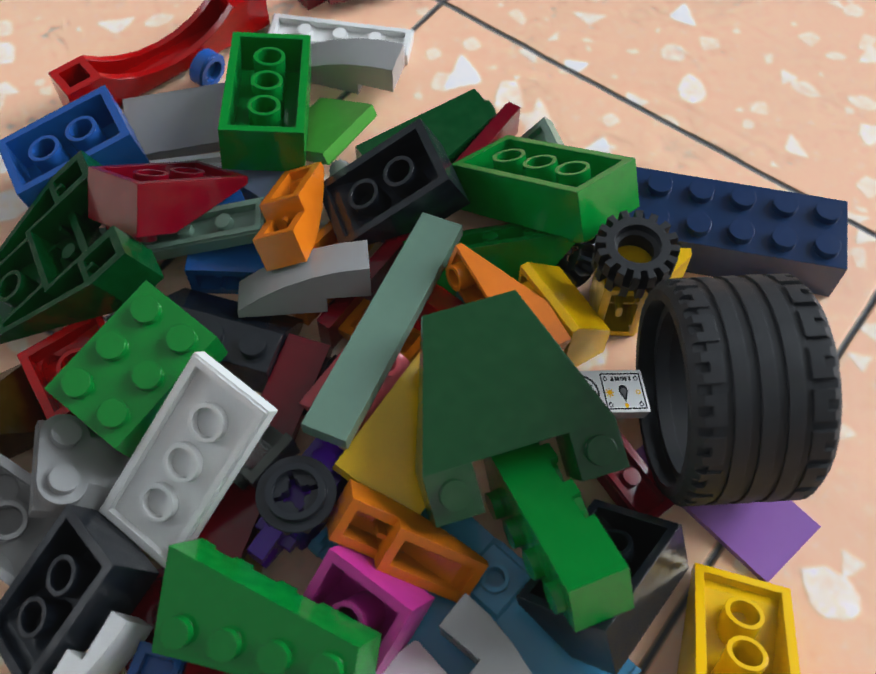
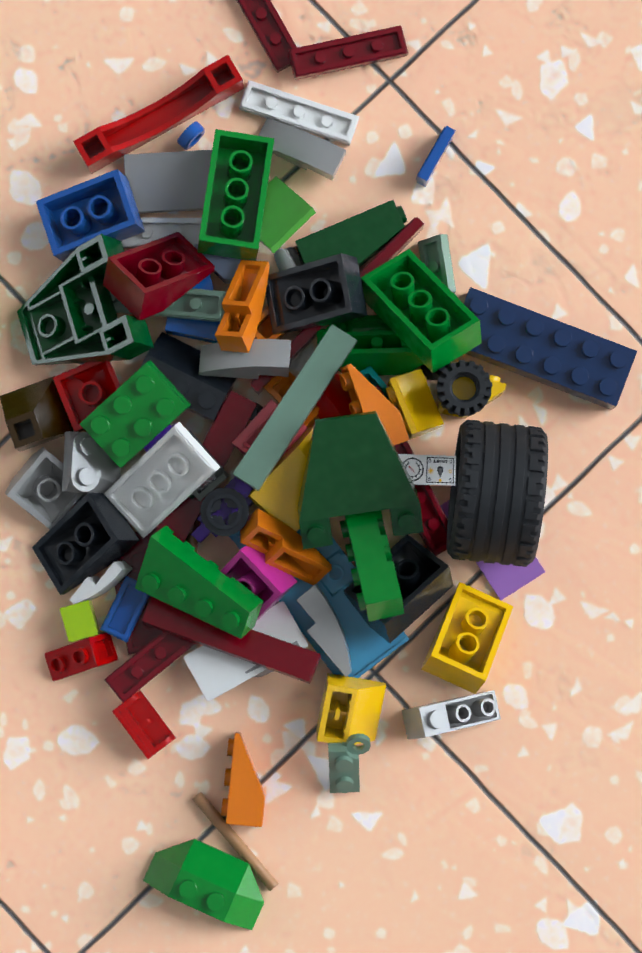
camera: 10 degrees right, 25 degrees up
(515, 51) = (435, 156): none -> blue tile

